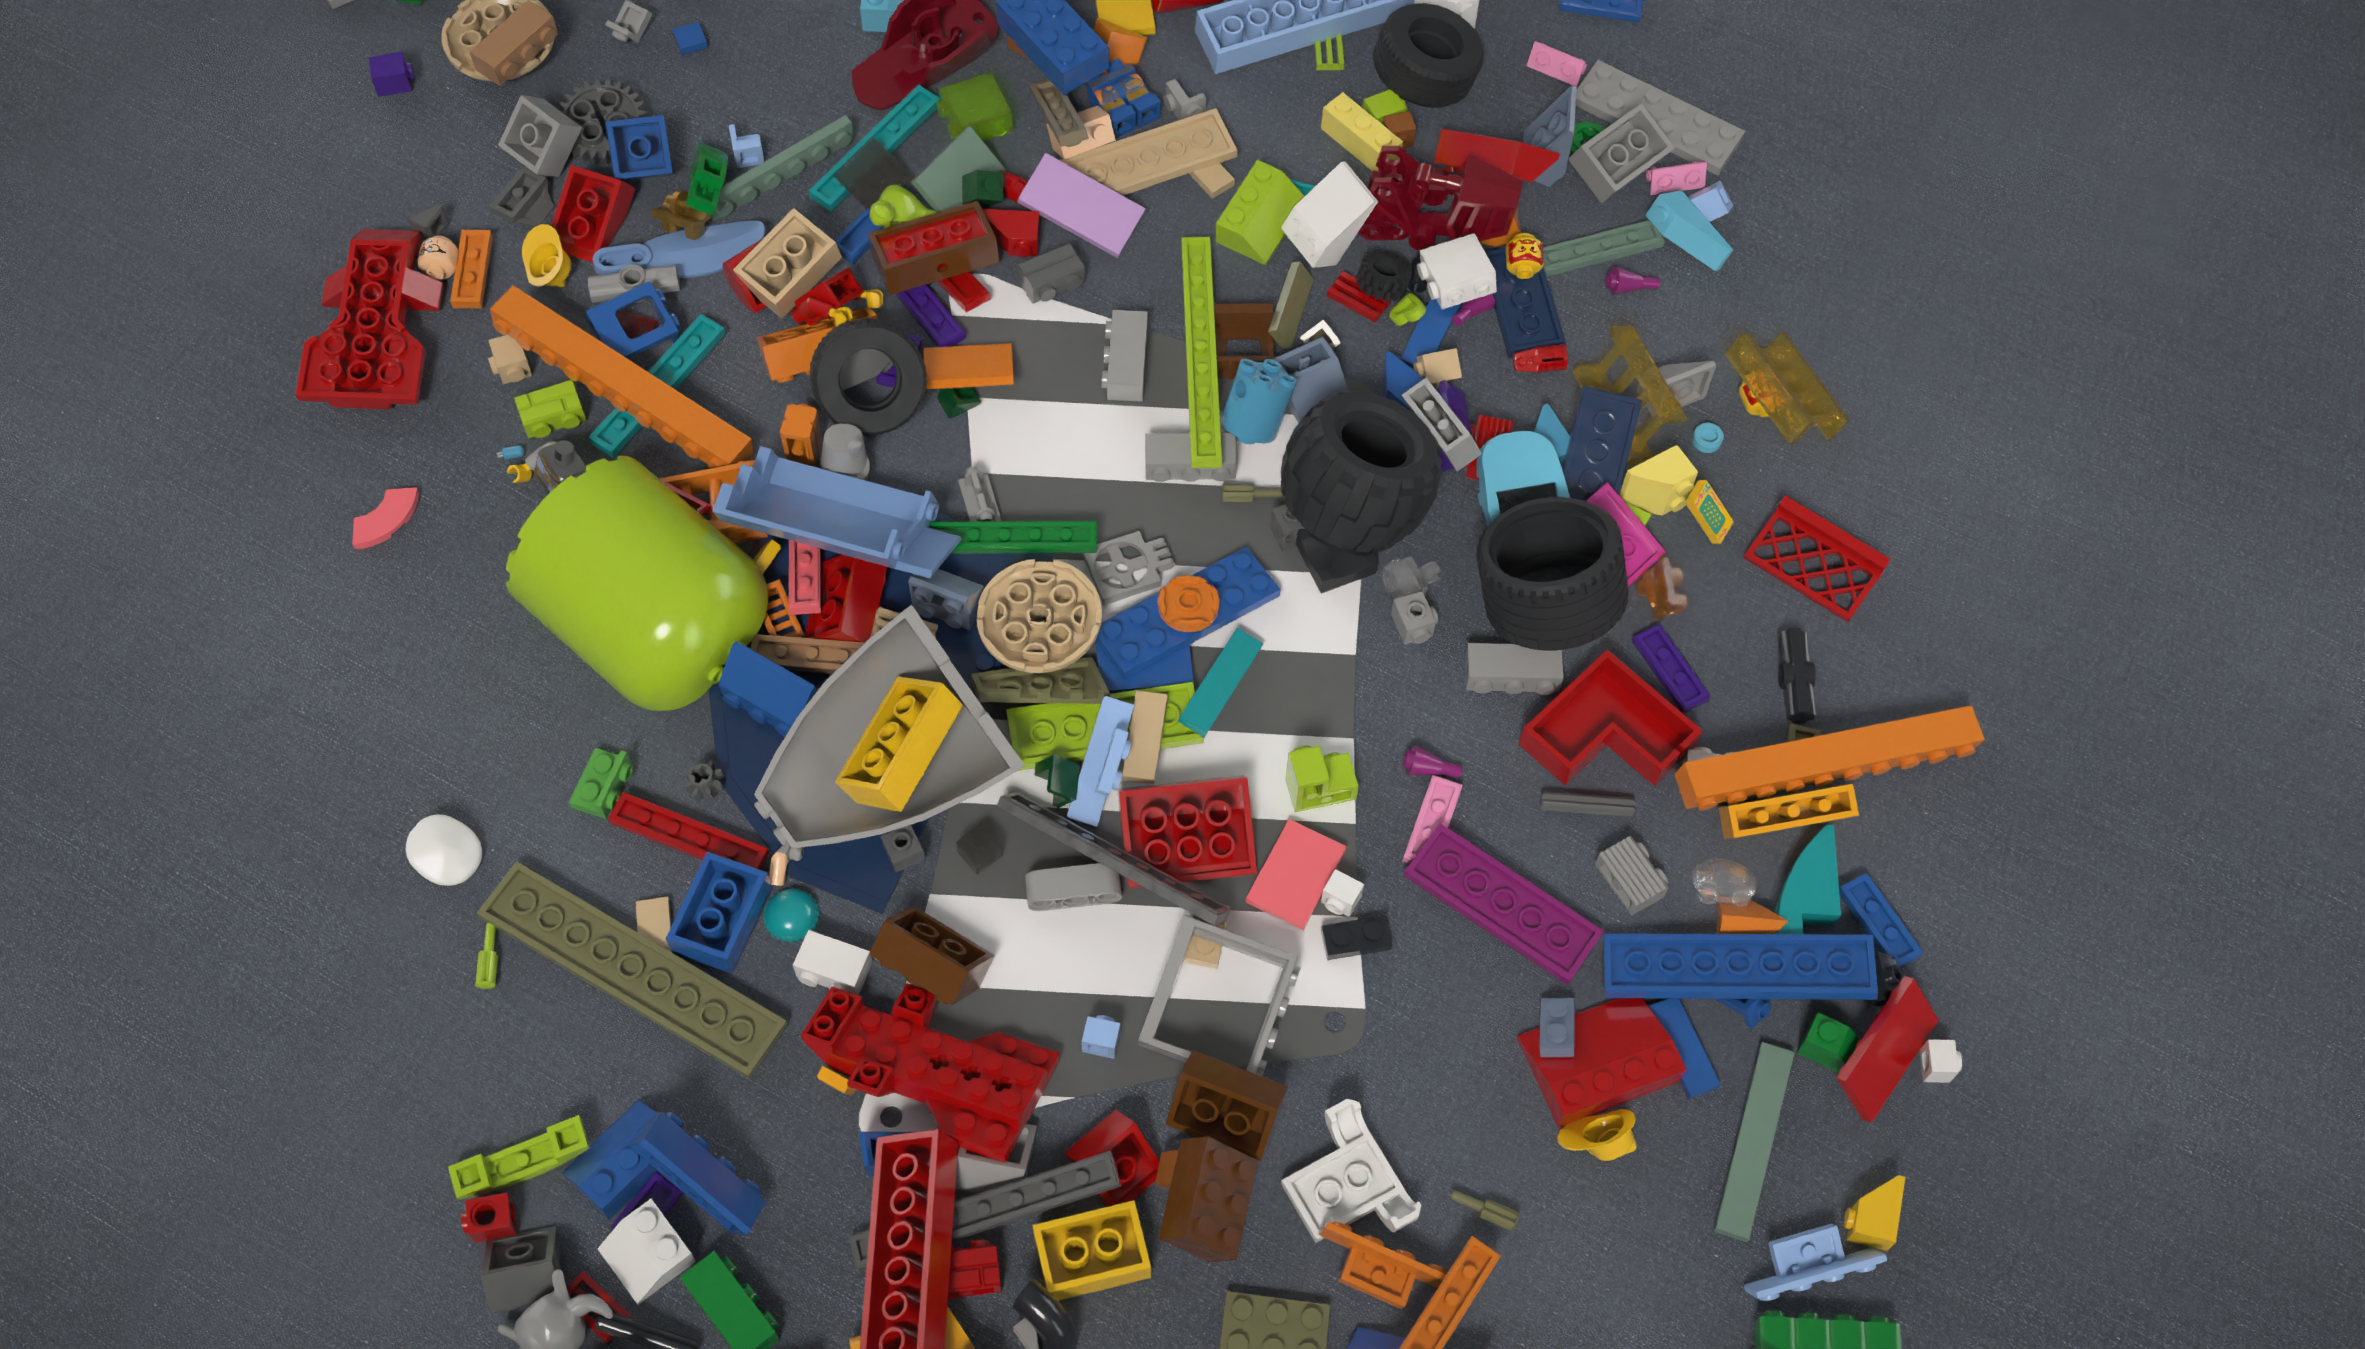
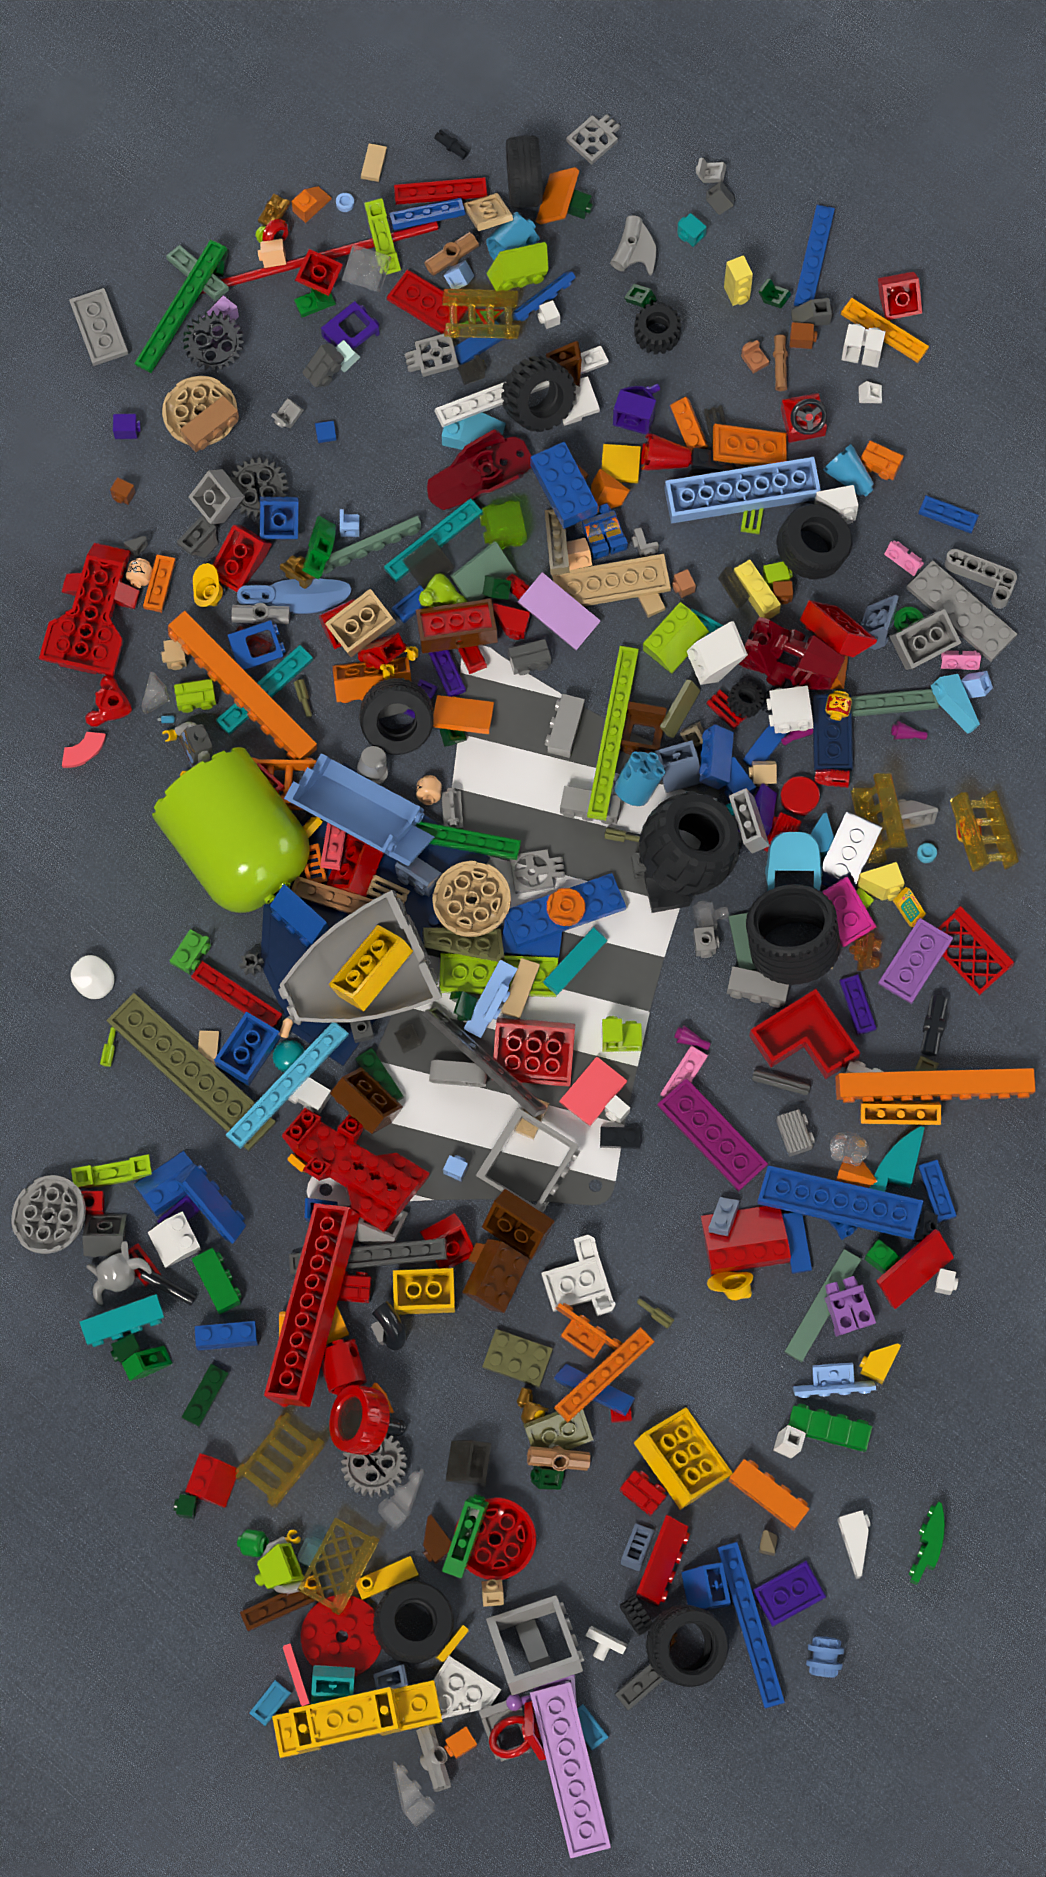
camera: 15 degrees right, 10 degrees up
(390, 1256) = (37, 1203): none -> light grey brick
(398, 156) = (122, 491): none -> dark orange plate
(419, 442) = (111, 703): none -> red head
(487, 418) = (155, 694): none -> clear slope
(718, 383) = (303, 695): none -> olive axle
(794, 957) = (287, 1084): none -> medium azure tile
(801, 434) = (348, 746): orange brick -> none
(934, 902) = (372, 1065): none -> dark green plate
(938, 477) = (428, 790): none -> light nougat head
(1254, 143) = (683, 583): none -> nougat plate
(1327, 136) = (733, 587): none -> clear smoke tile
(1363, 354) = (716, 757): none -> blue brick
(1408, 309) = (755, 726): lime tile -> none
(1469, 606) = (740, 941): none -> sand green tile
(1499, 391) = (800, 795): none -> red tile
(1674, 62) = (978, 574): none -> light grey beam
(1740, 587) = (915, 961): none -> medium lavender plate
(1801, 1133) = (849, 1307): none -> medium lavender hips

